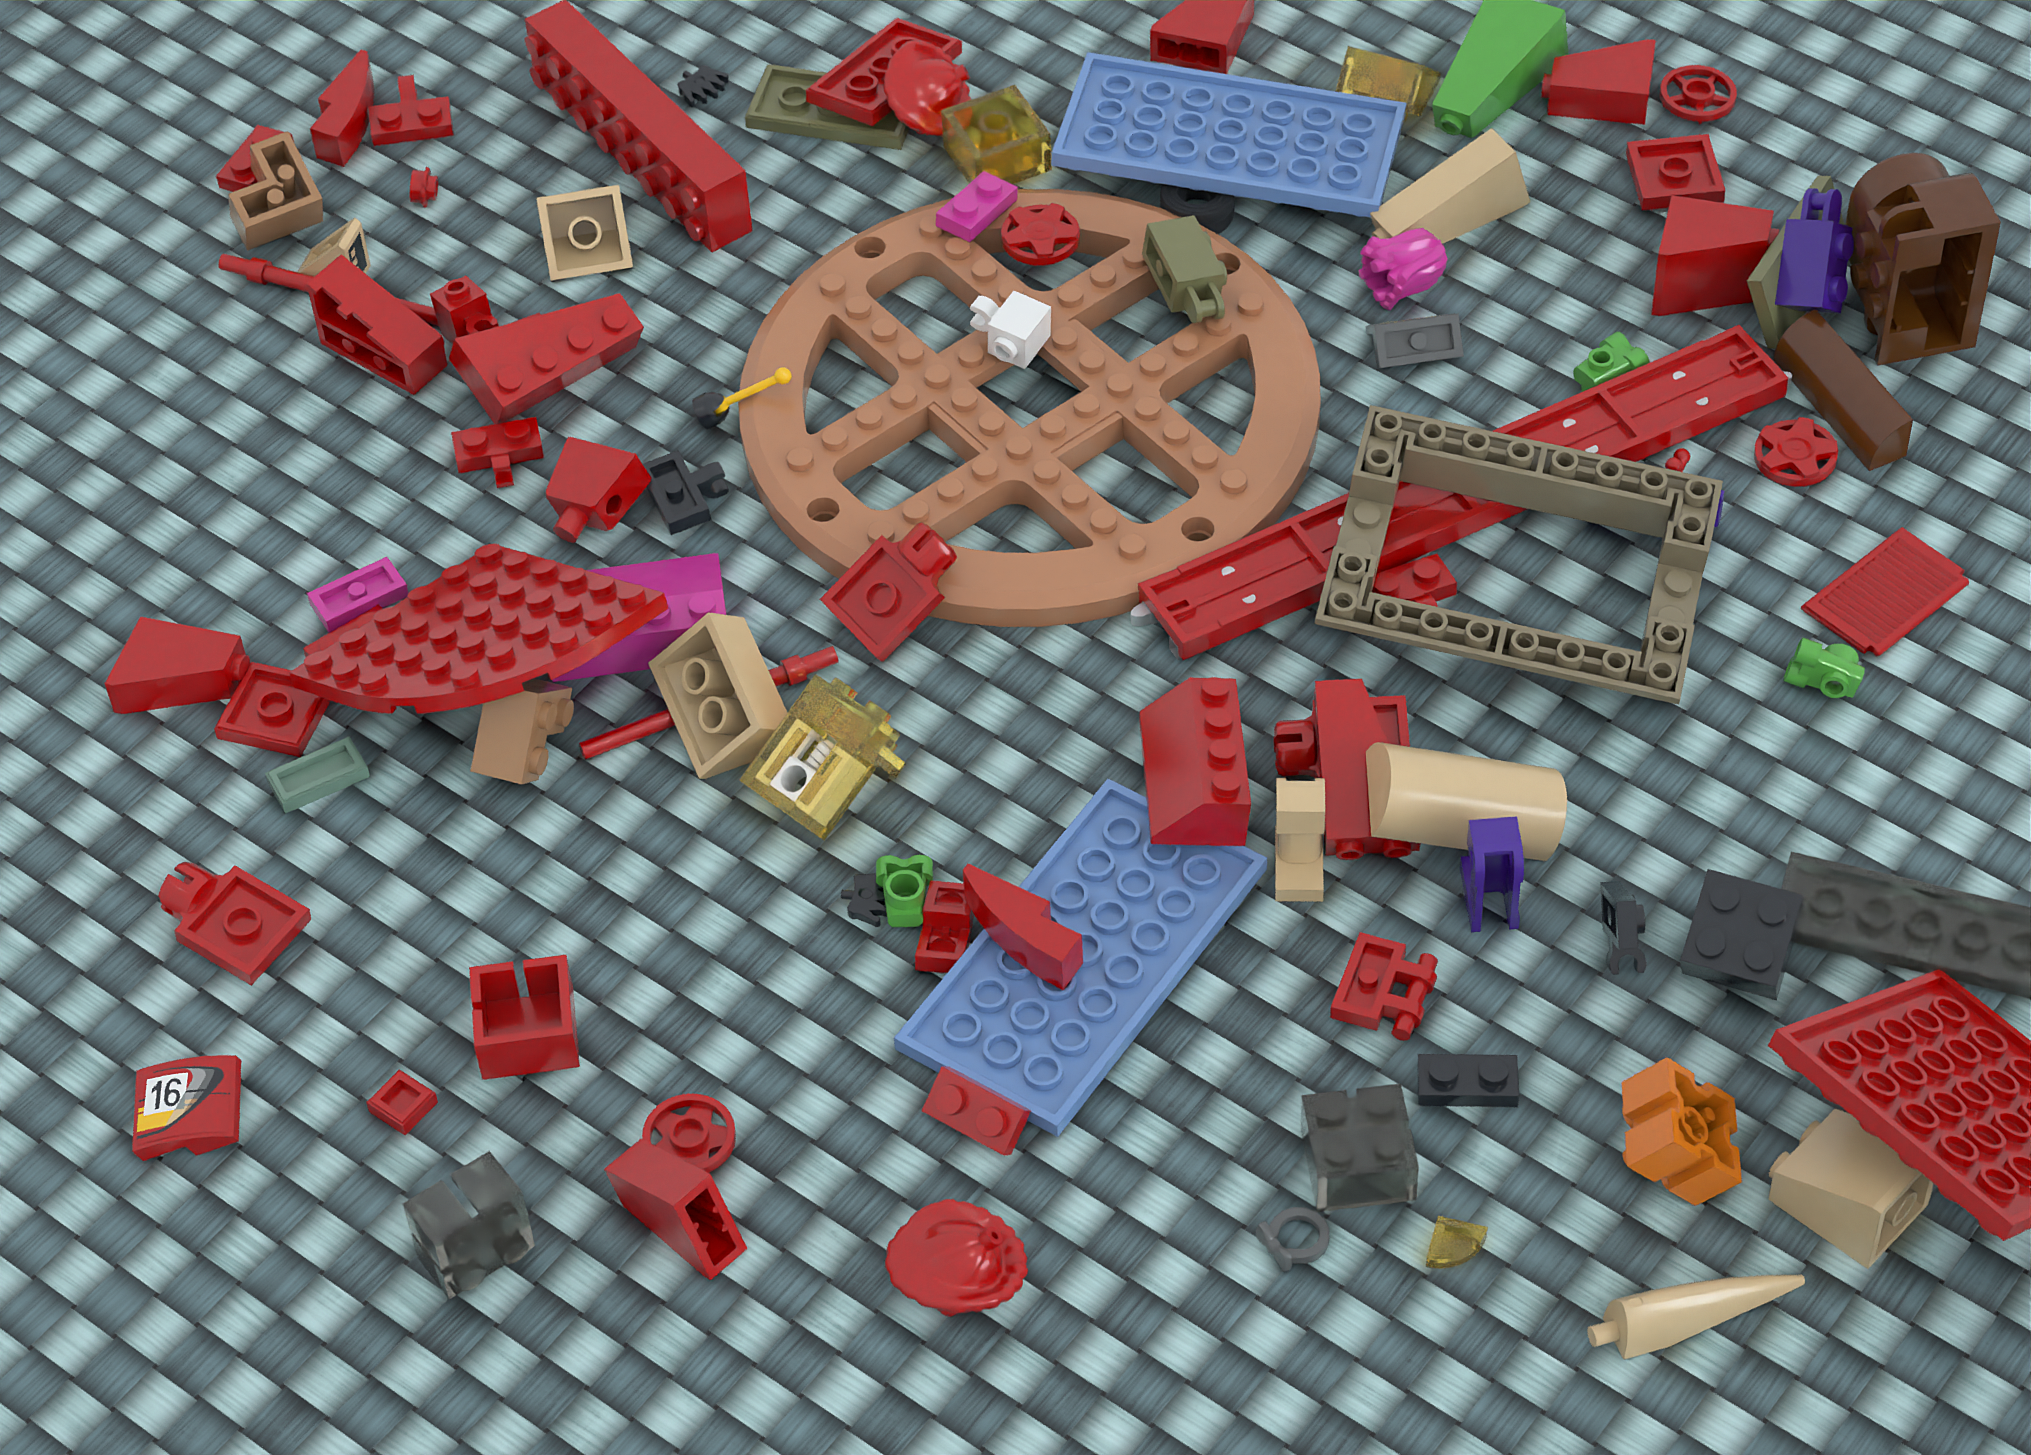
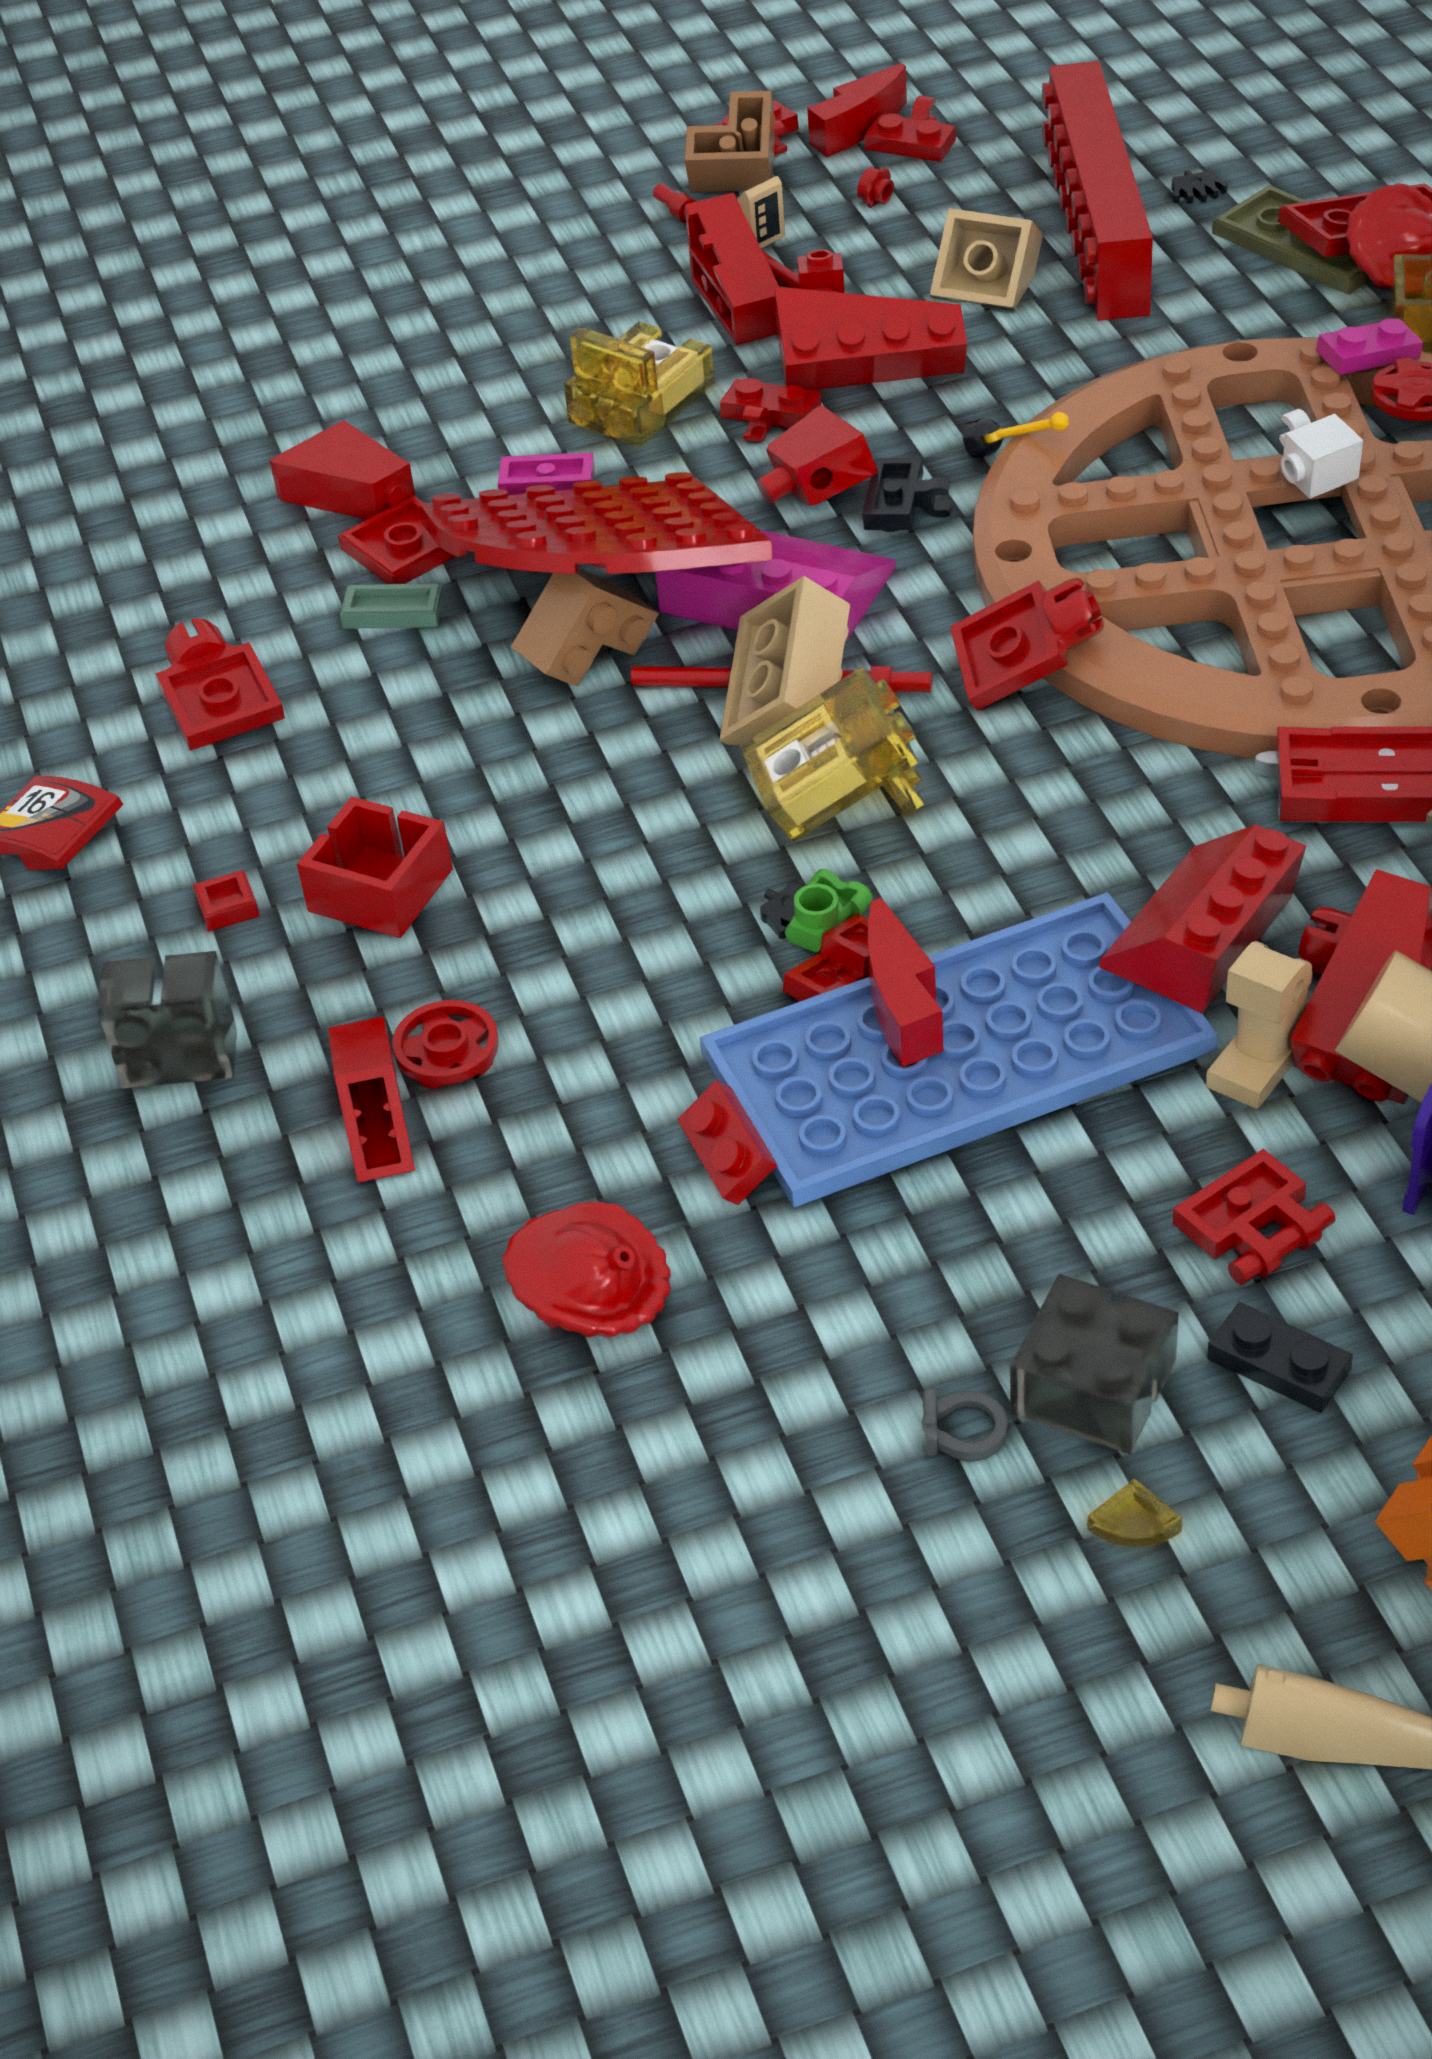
camera: 35 degrees right, 5 degrees down
(368, 473) = (634, 382): none -> clear yellow brick

